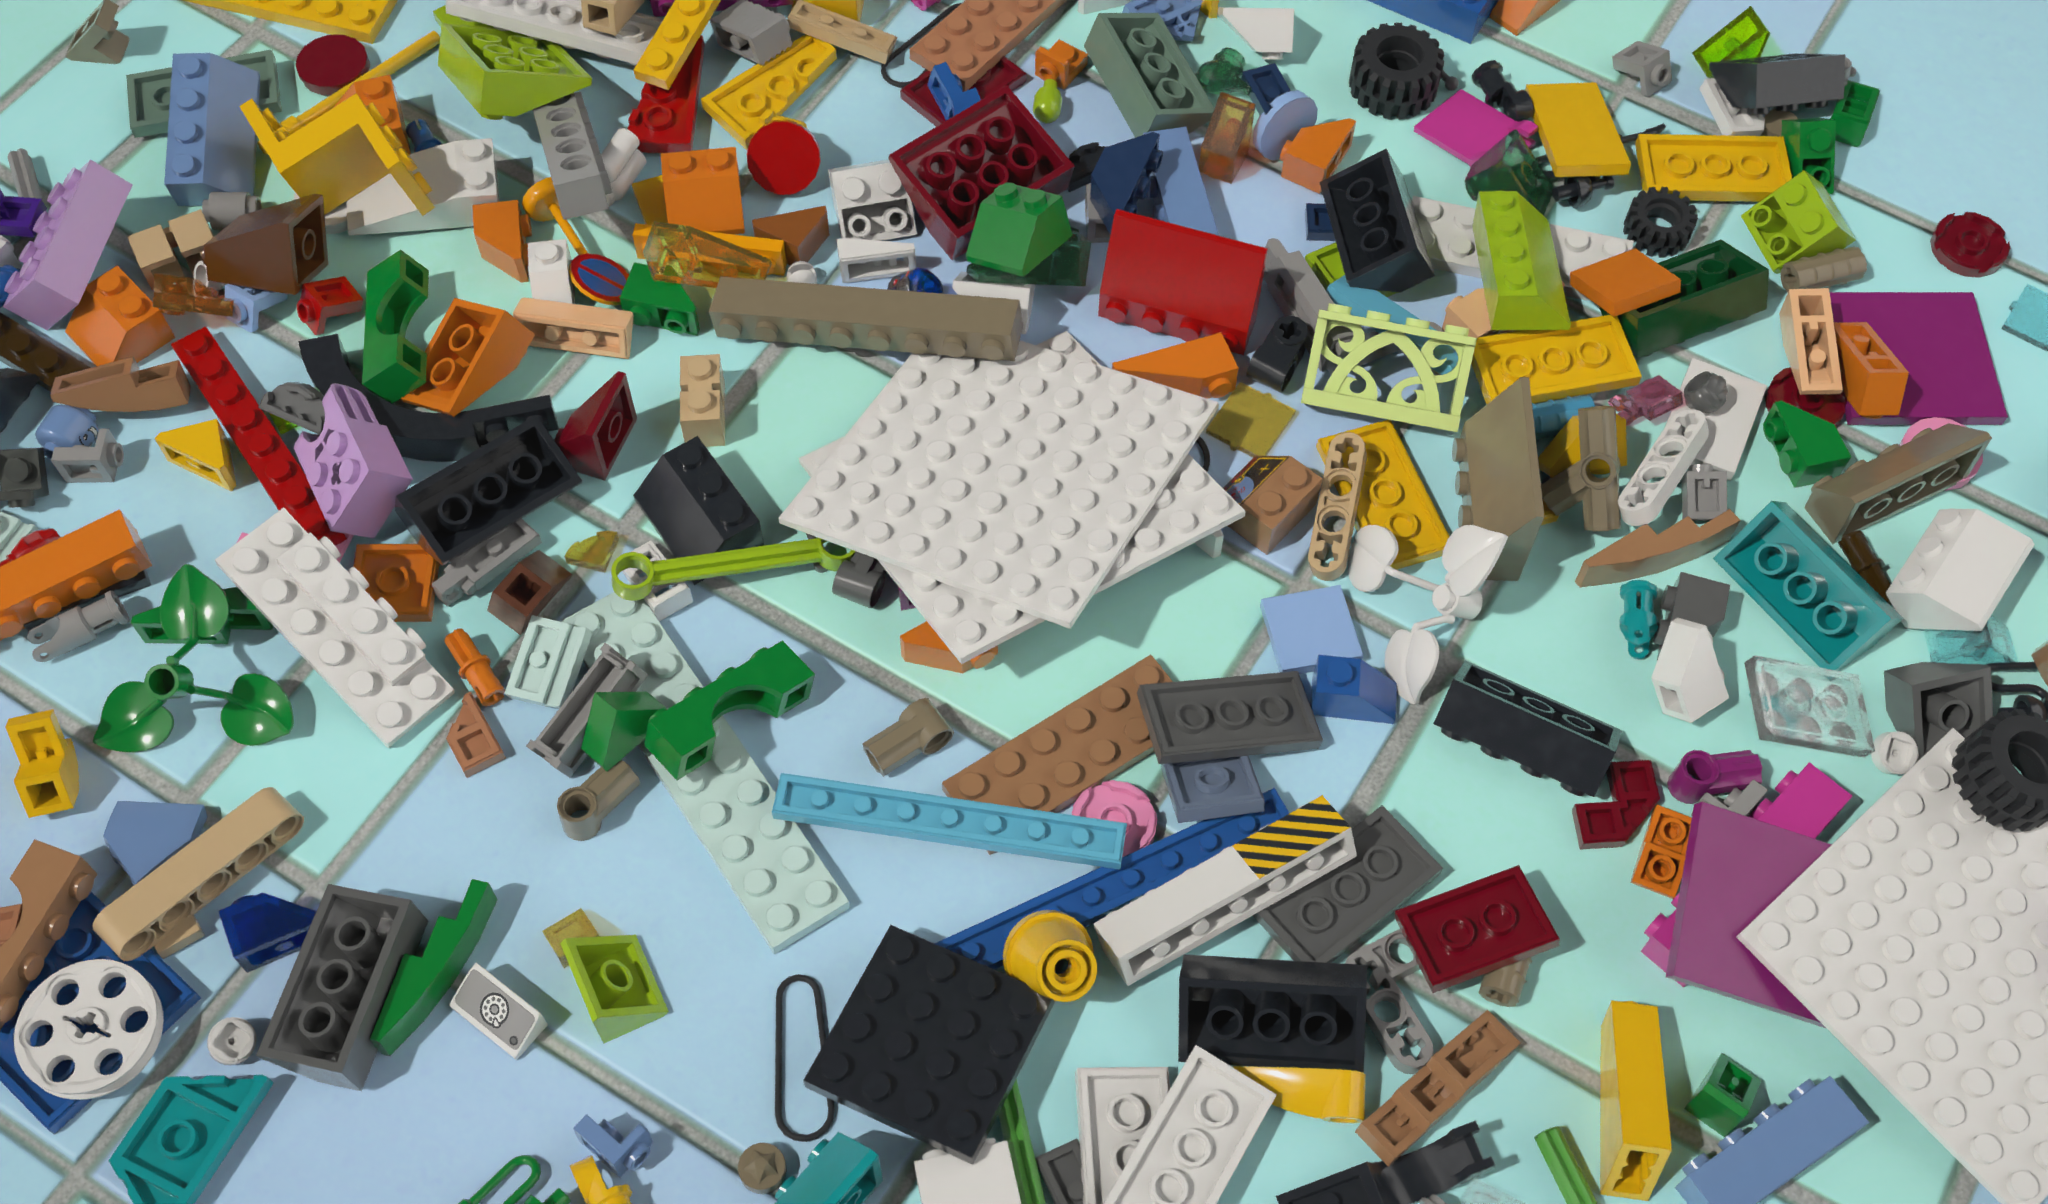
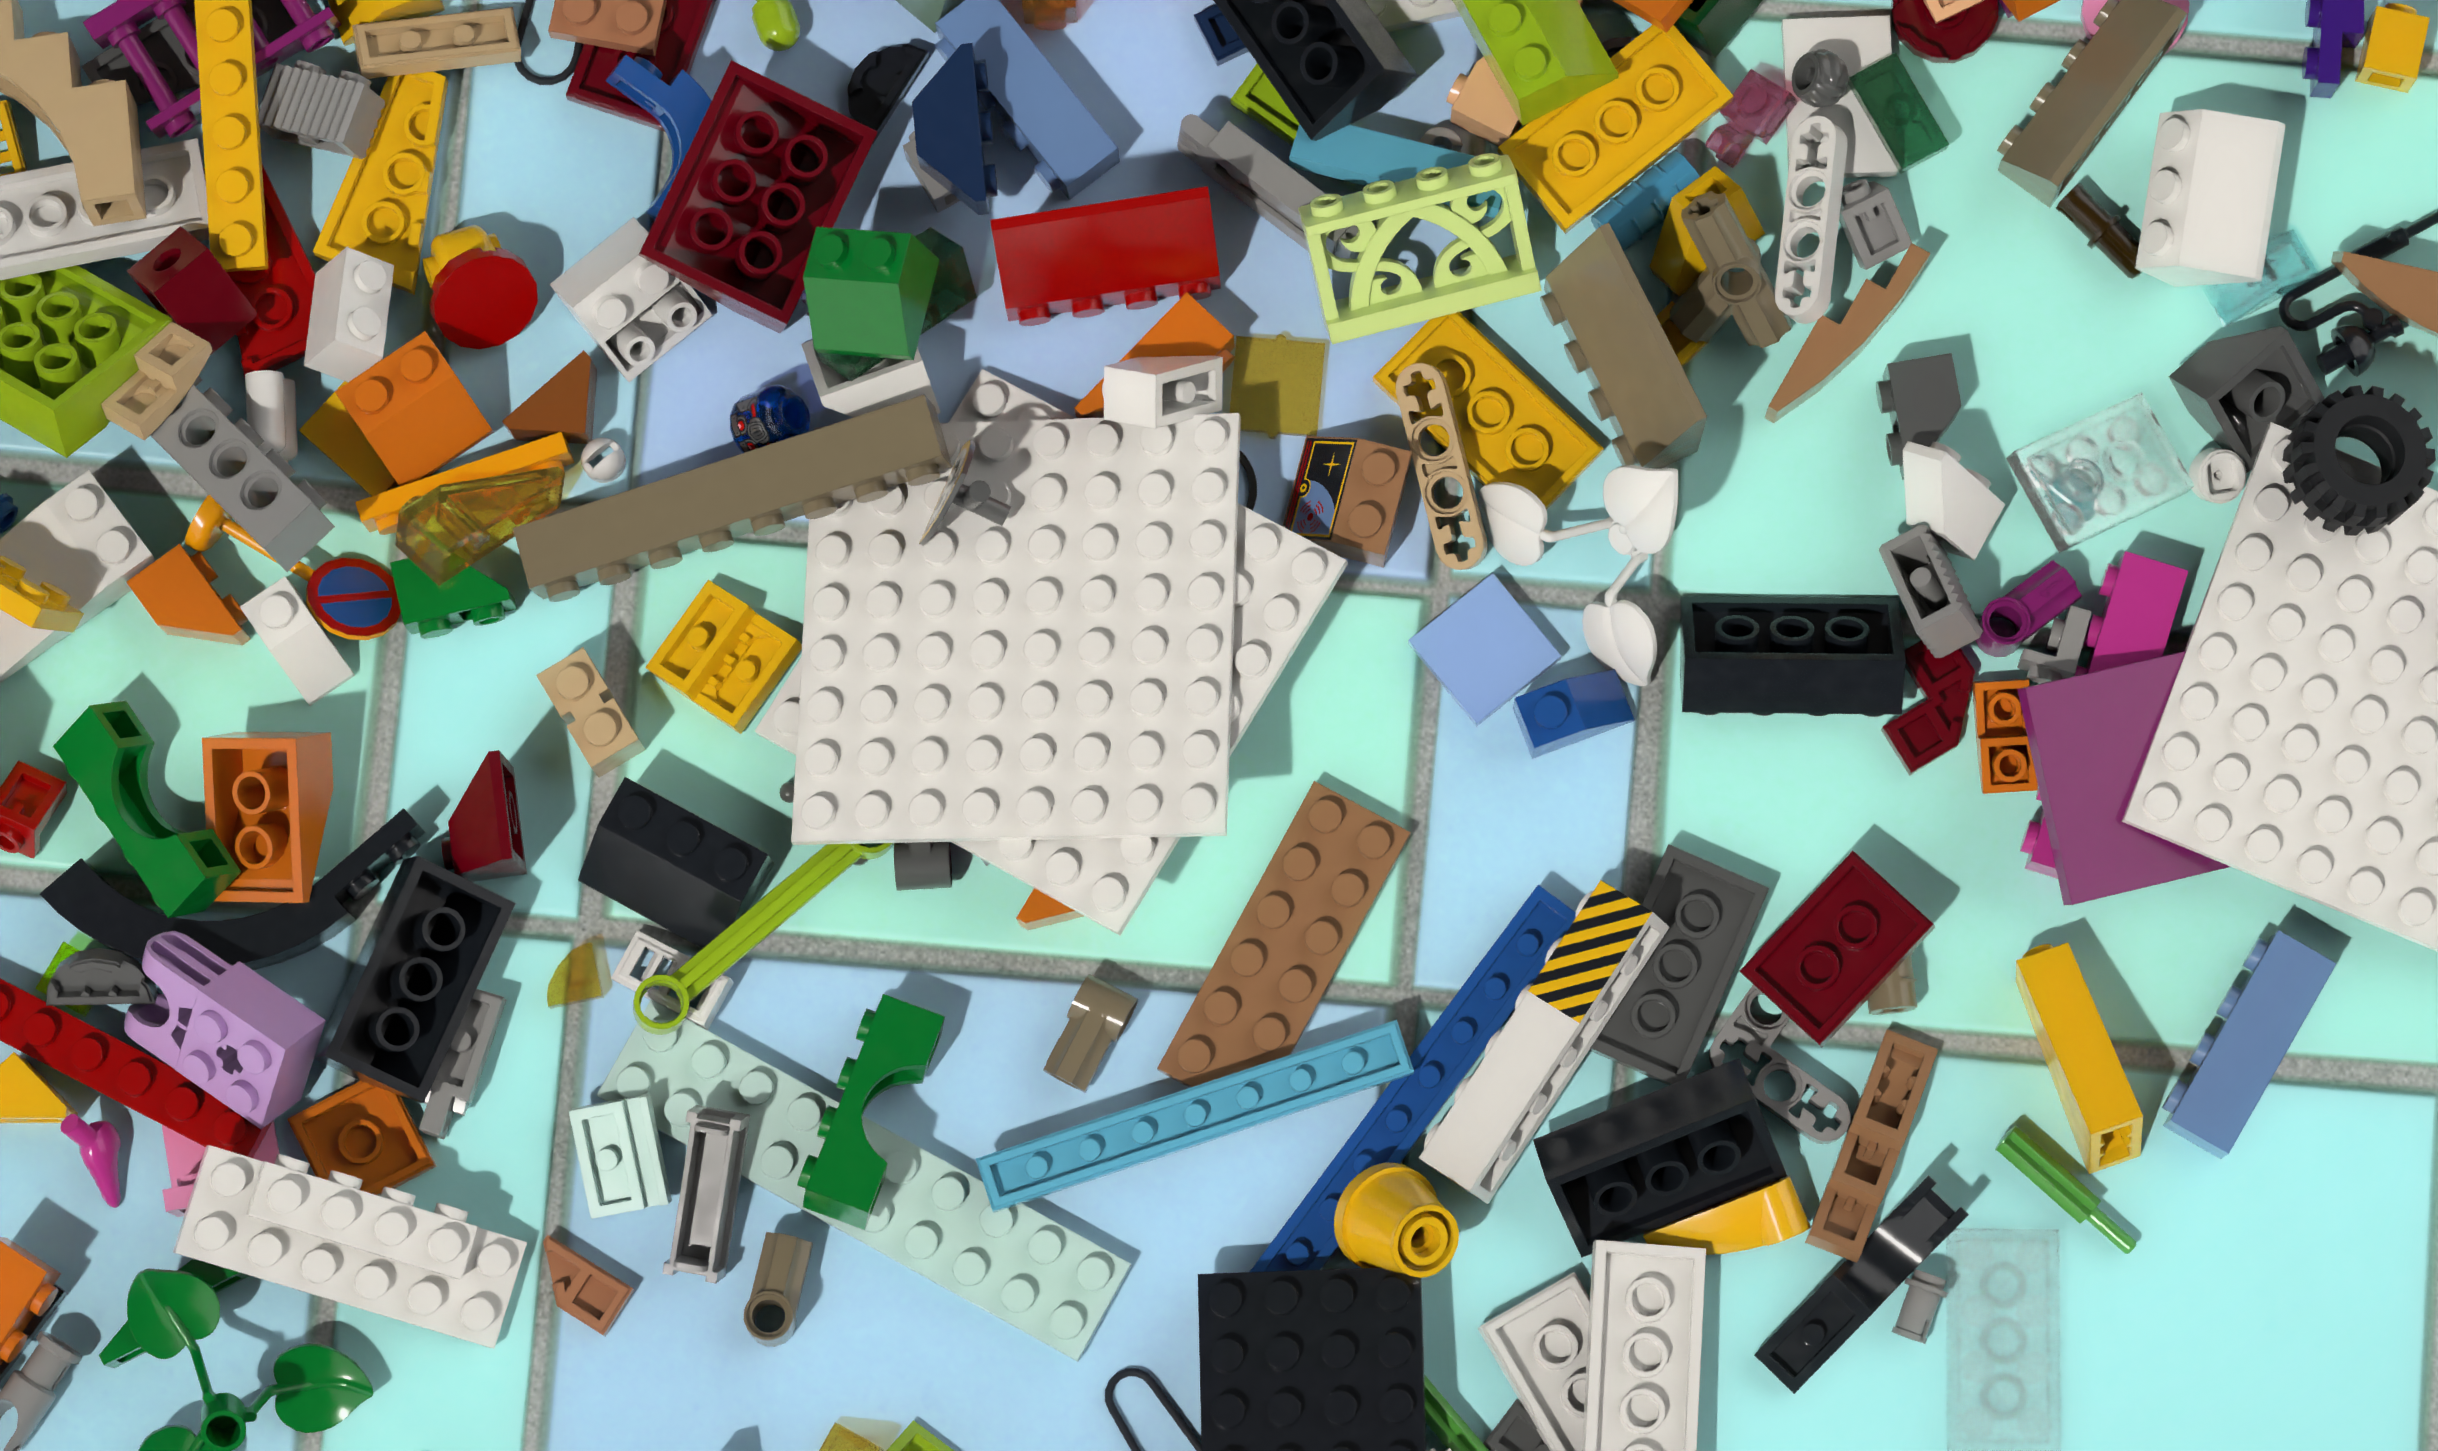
camera: 20 degrees left, 20 degrees up
(228, 506) = (99, 1151): none -> dark pink animal
(475, 668) = (532, 1202): orange axle -> none
(527, 590) = (540, 1075): copper slope -> none
(569, 99) = (165, 375): none -> tan slope
(577, 327) = (362, 685): light nougat slope -> none
(616, 80) = (193, 289): none -> dark red piece
(617, 725) = (760, 1195): green slope -> none
(699, 124) = (349, 315): none -> white brick
(806, 413) = (724, 656): none -> yellow slope
(873, 259) = (678, 395): white slope -> none
(1011, 358) = (973, 497): none -> dark grey shield
(1124, 804) = (1372, 995): bright pink tile -> none
(1175, 366) = (1162, 389): none -> white slope
(1213, 788) = (1465, 915): sand blue tile -> none
(1228, 717) = (1445, 821): dark grey tile -> none
(1279, 353) = (1270, 286): black piece -> none
(1638, 624) = (1862, 451): teal piece -> none
(1652, 724) = (1930, 591): none -> light grey brick
(1724, 1095) = (2177, 996): green slope -> none
(1750, 437) = (1898, 113): none -> clear green plate
(1805, 444) = (1969, 87): green slope -> none
(1807, 587) = (2041, 297): teal slope -> none

